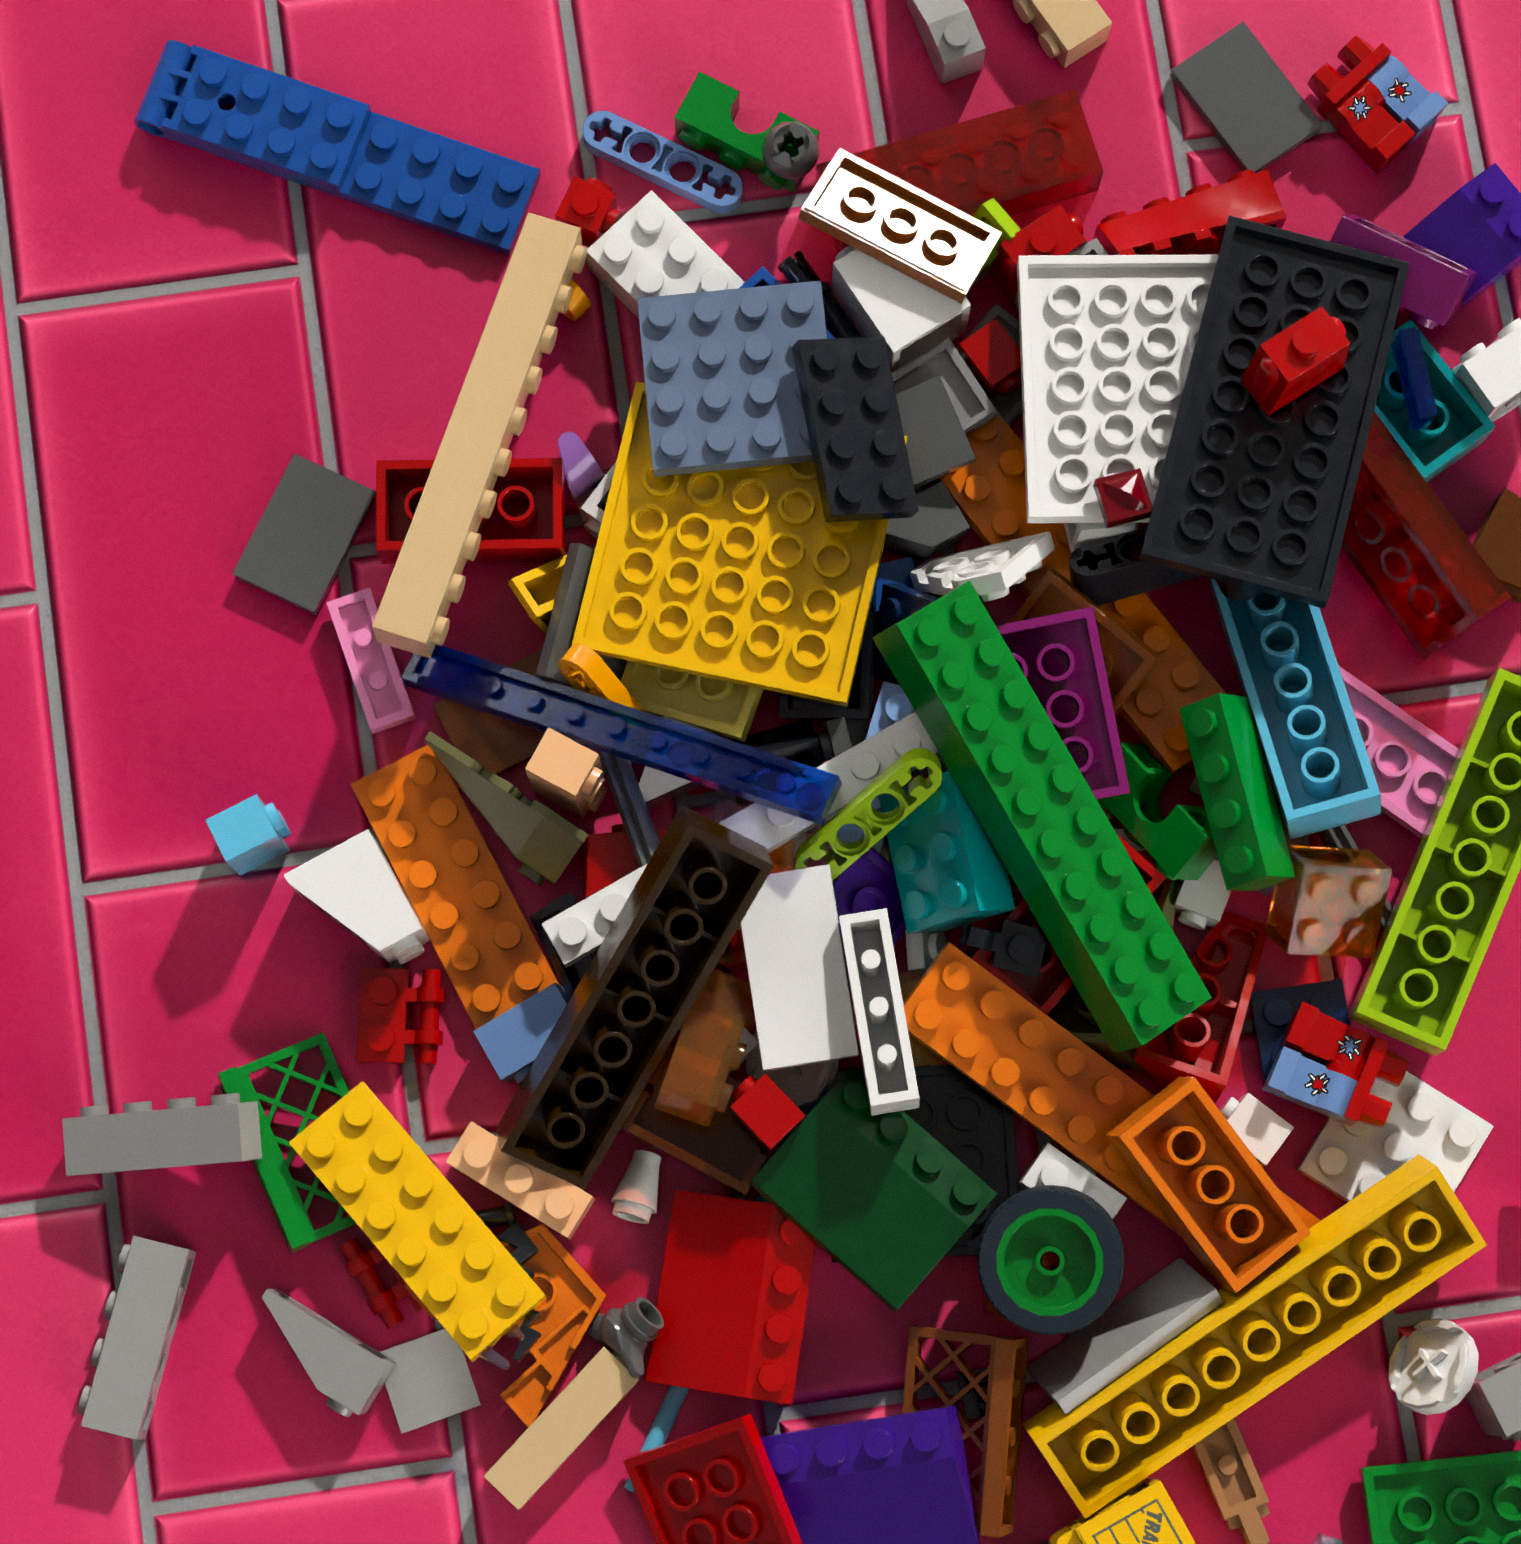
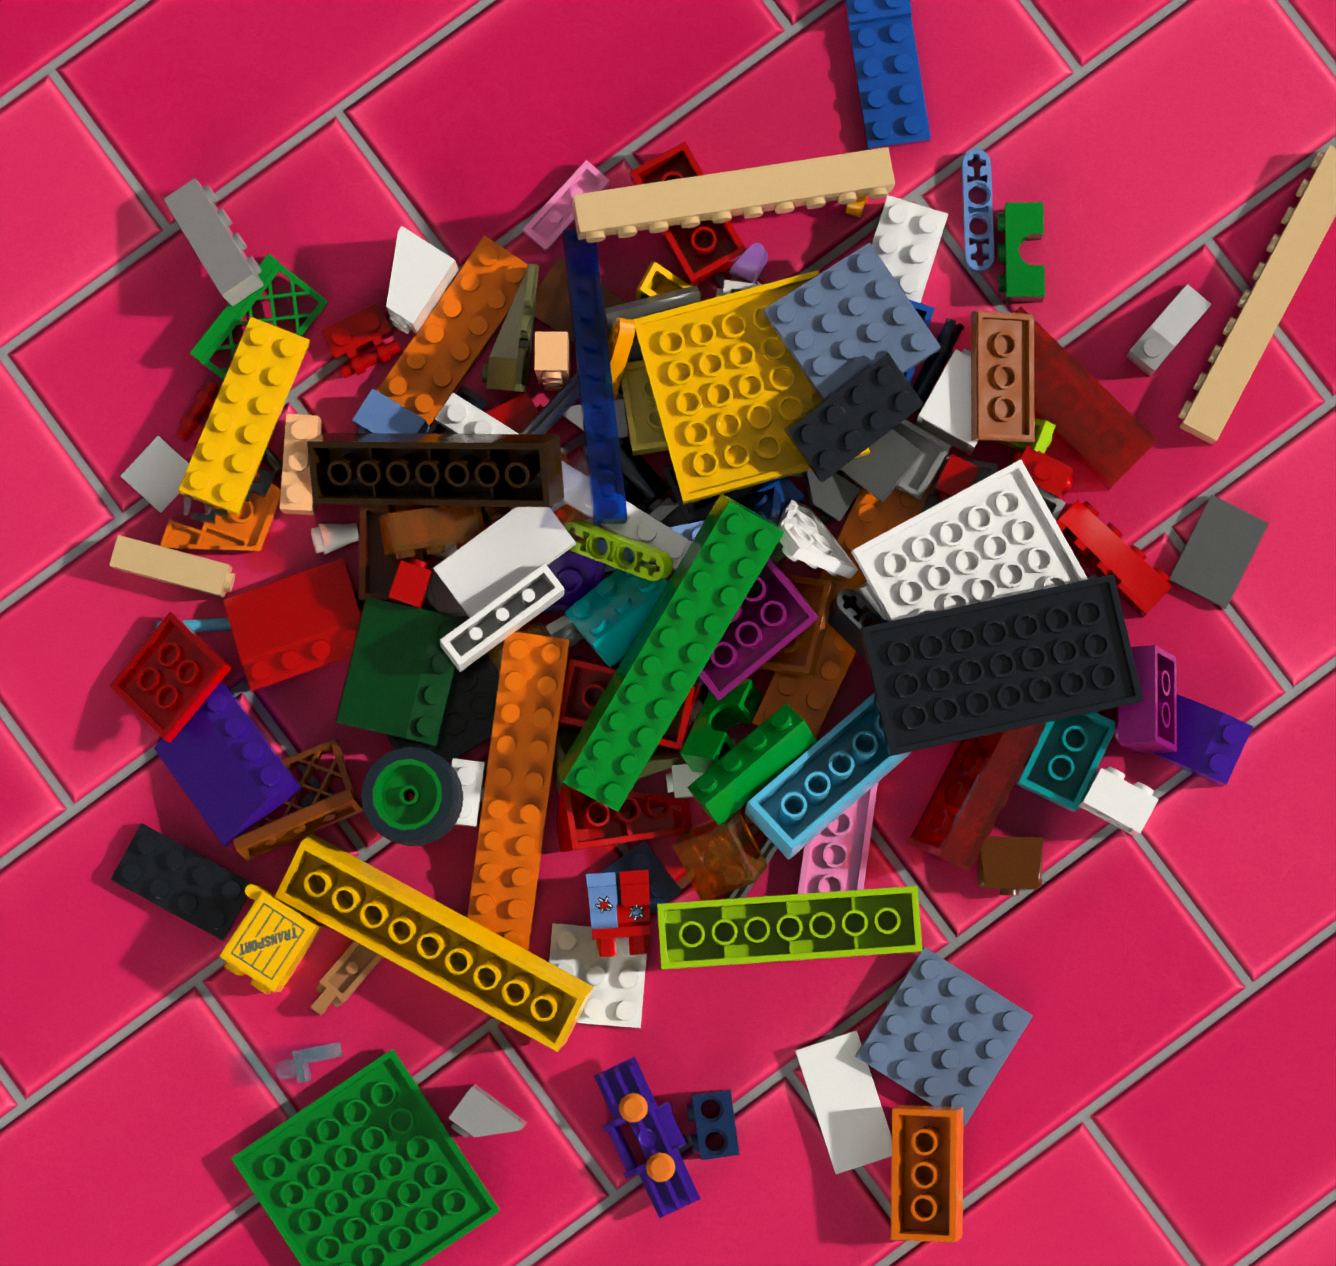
camera: 70 degrees right, 5 degrees up
(137, 1338) = (94, 292): light grey brick -> none
(250, 834) = (419, 192): medium azure brick -> none
(305, 534) = (623, 123): dark grey tile -> none
(333, 1358) = (141, 411): light grey slope -> none
(590, 207) = (918, 182): red brick -> none
(628, 1331) = (245, 574): dark grey animal -> none
(800, 138) = (1017, 273): dark grey piece -> none
(1012, 946) = (589, 679): black plate -> none
(1123, 498) = (894, 600): dark red tile -> none
(1124, 1335) = (394, 866): light grey tile -> none
(1208, 1184) = (506, 867): orange brick -> none
(1256, 1126) = (560, 882): white brick -> none
(1296, 360) = (1032, 659): red torso -> none
(1376, 104) = (1258, 622): red hips -> none
(1414, 378) = (1075, 743): clear blue tile -> none
(1433, 1366) = (473, 1060): white tile -> none

